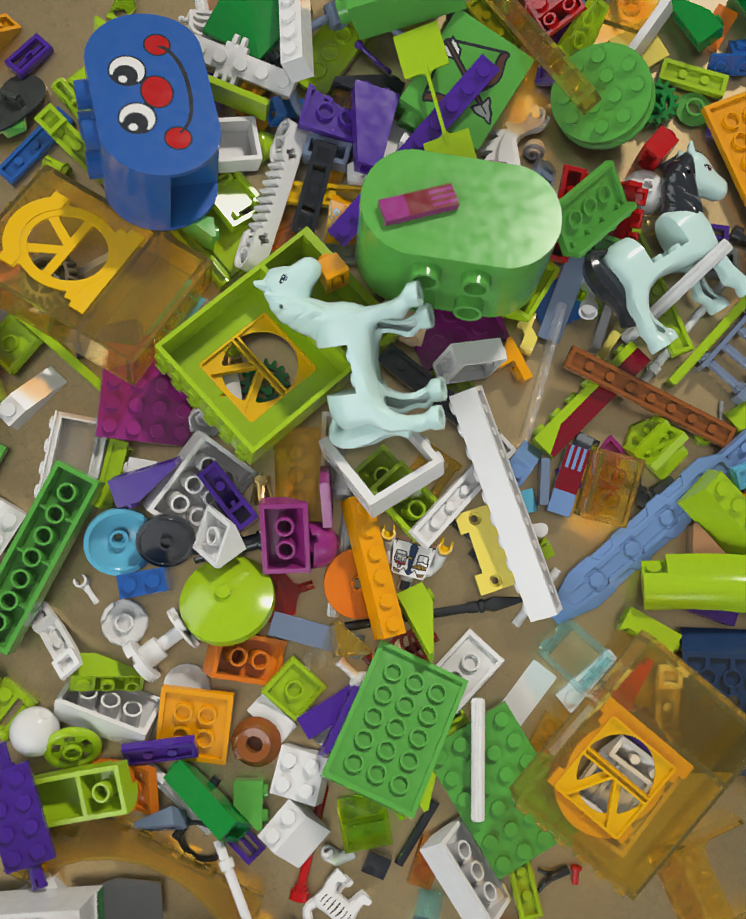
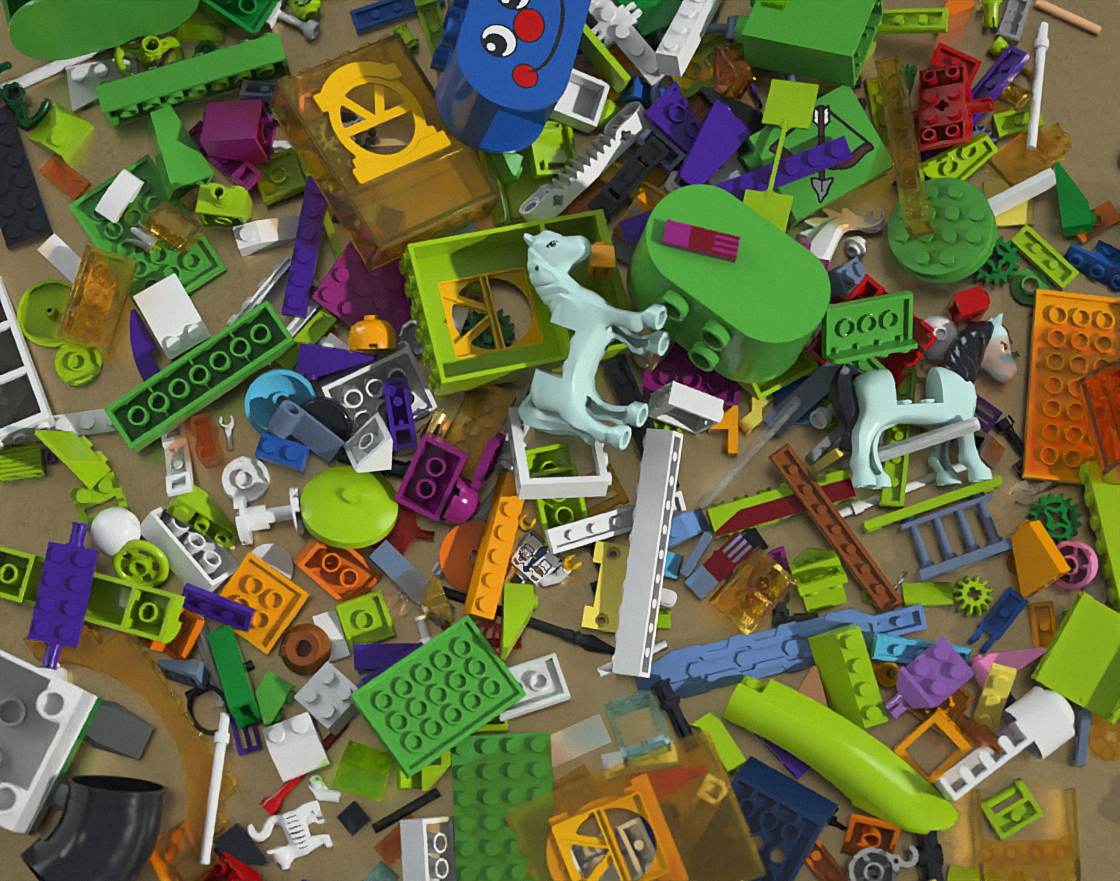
camera: 30 degrees right, 5 degrees down
(68, 398) = (305, 252): none -> dark purple plate
(69, 603) = (206, 435): none -> clear orange brick
(139, 550) = (295, 421): none -> sand blue door
(166, 440) = (372, 334): none -> light orange cylinder
(352, 52) = (730, 72): none -> clear orange slope
(478, 759) = (496, 767): white axle -> none
(591, 620) = (670, 703): none -> black pin

